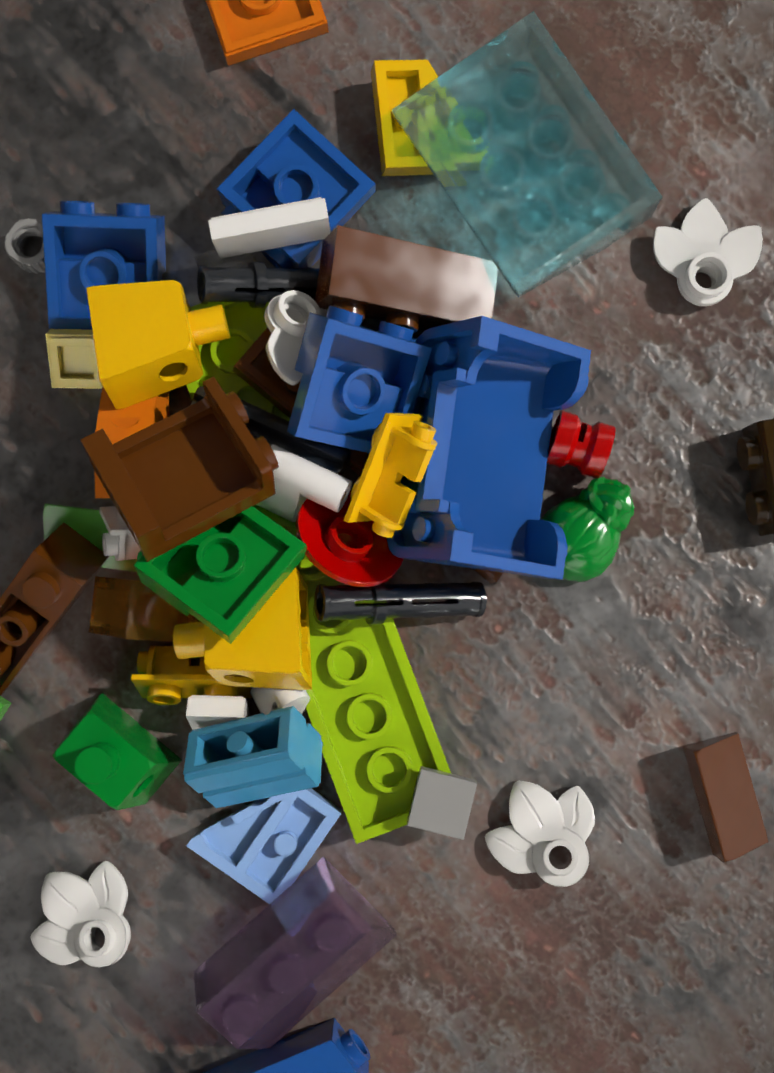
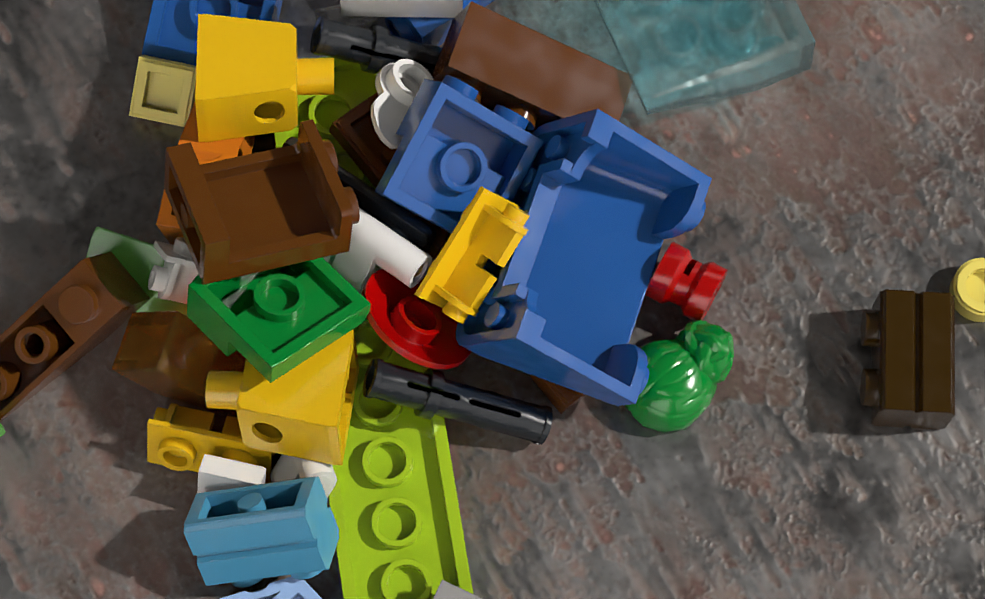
camera: 10 degrees right, 15 degrees down
(115, 756) = (111, 503): green torso -> none
(706, 248) = (866, 111): white plate -> none

